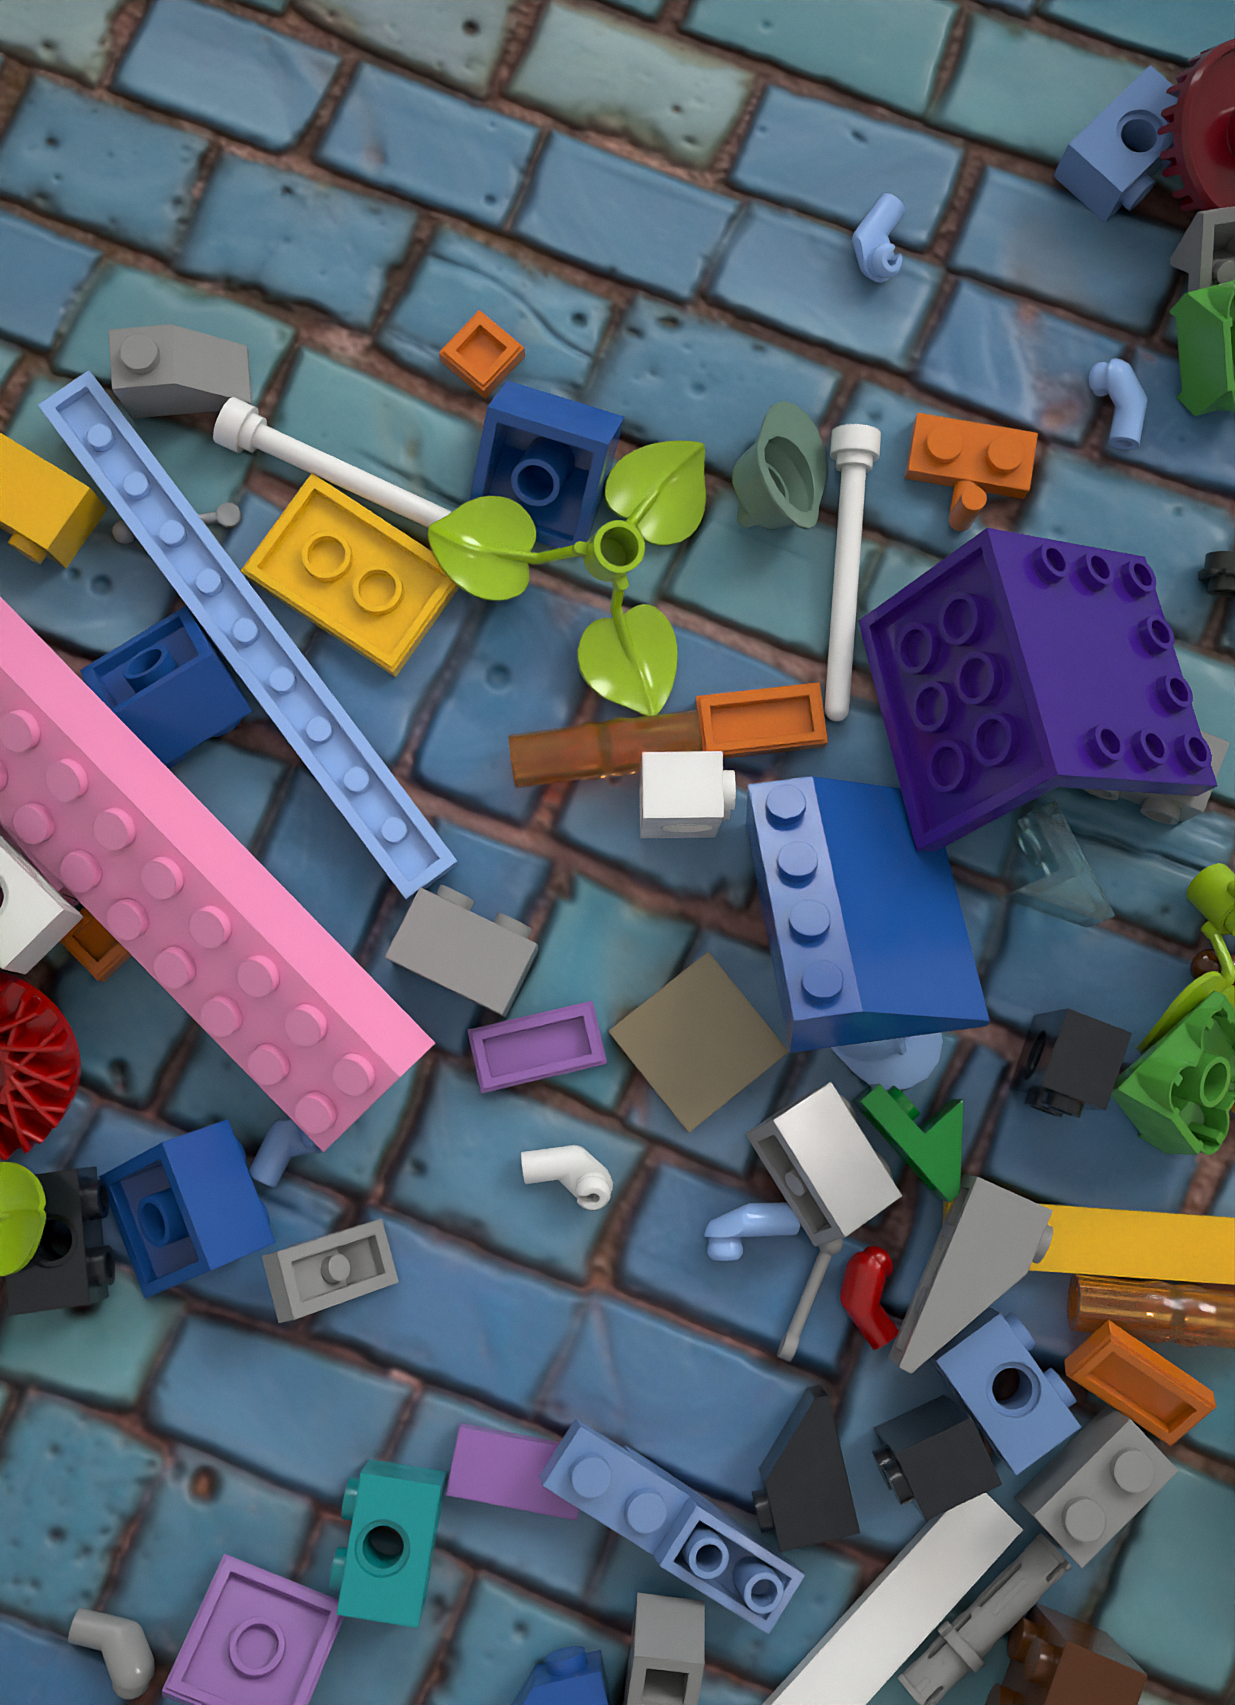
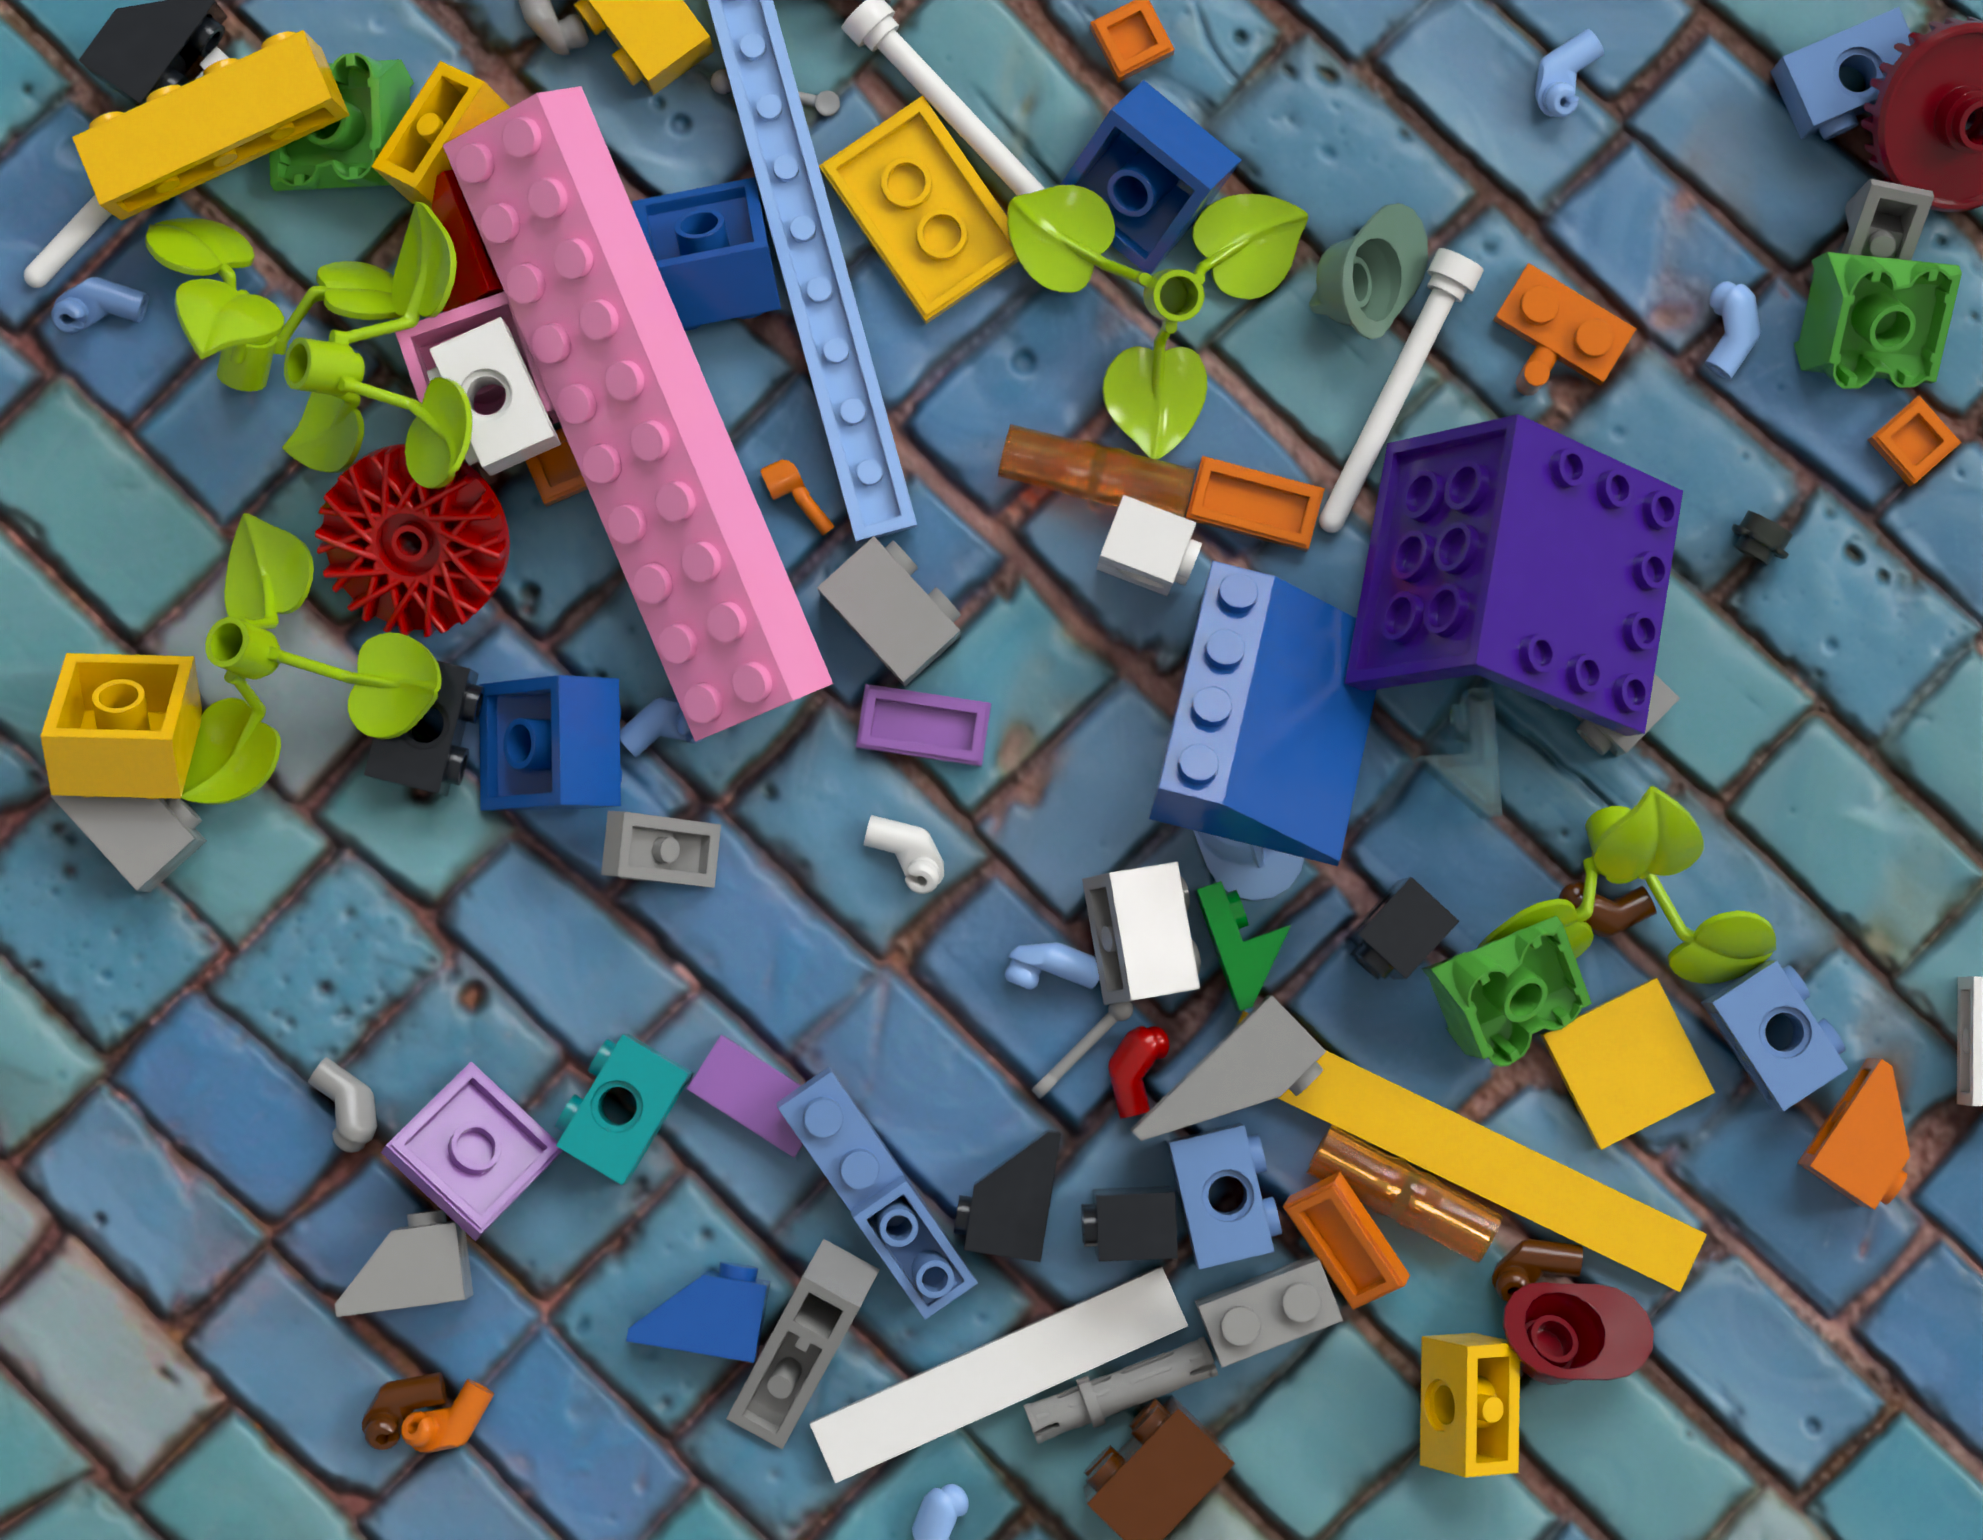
camera: 25 degrees right, 5 degrees up
(316, 867) = (783, 478): none -> orange hand
(698, 1042) = (1073, 779): dark tan tile -> none

